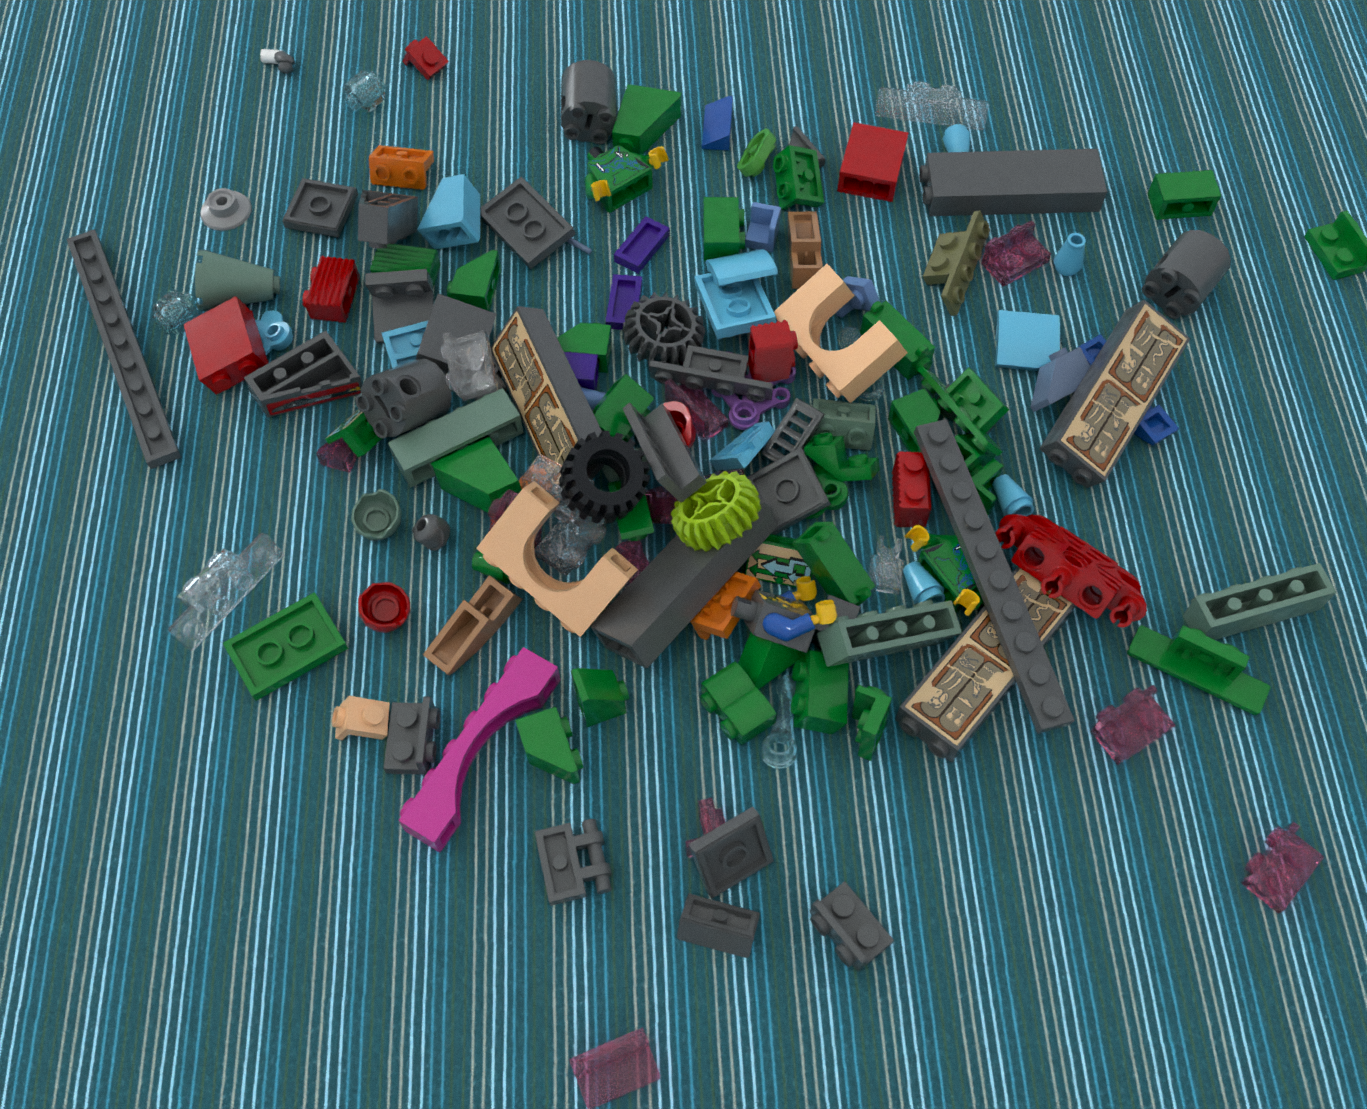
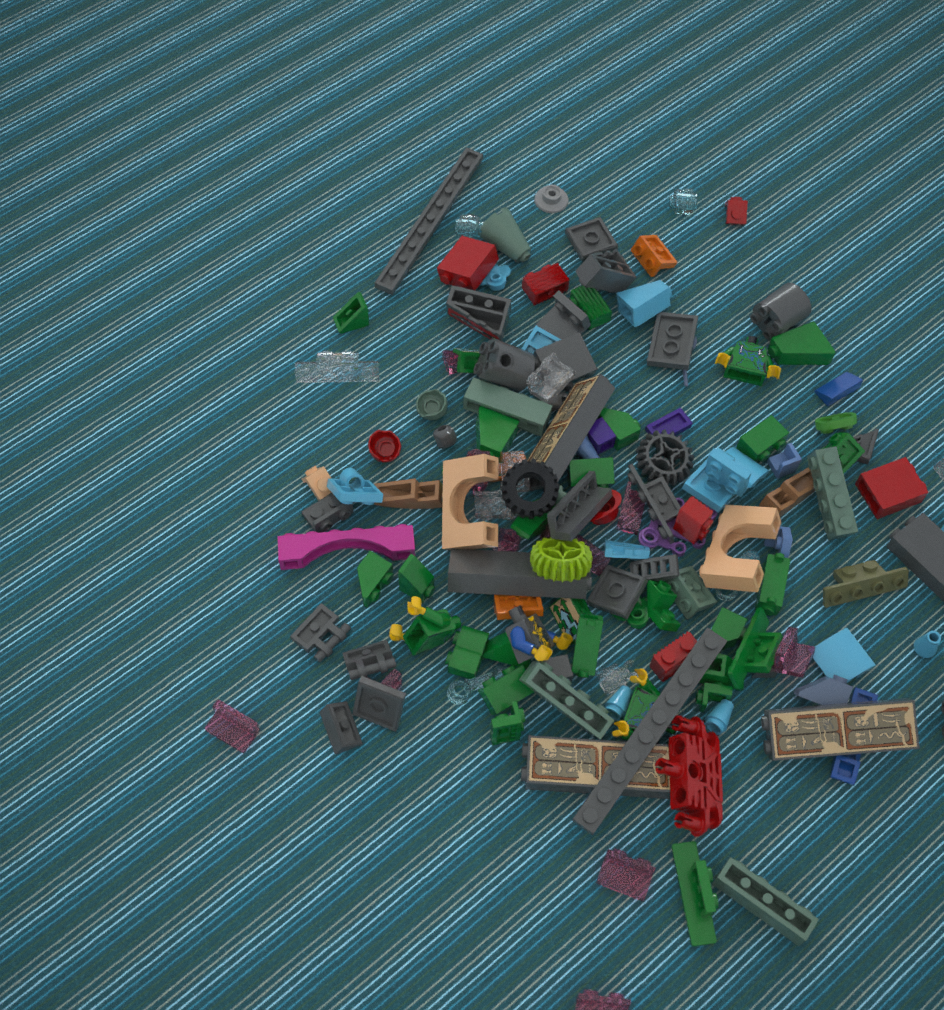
camera: 50 degrees right, 0 degrees up
(165, 517) = (352, 315): none -> green slope
(278, 57) = (669, 146): dark grey arm -> none
(285, 646) = (330, 419): green plate -> none
(414, 680) = (359, 491): none -> medium azure plate
(477, 281) = (611, 346): green slope -> none
(641, 244) = (715, 408): dark purple tile -> none
(652, 821) = (369, 660): none -> dark grey plate
(681, 731) = (427, 630): none -> green torso
(746, 276) = (723, 469): none -> medium azure plate
(843, 210) = (832, 493): none -> sand green brick
(850, 927) = (387, 794): dark grey bracket -> none
(1000, 375) = (791, 656): none -> clear pink panel
(1014, 254) = (900, 612): clear pink bracket -> none

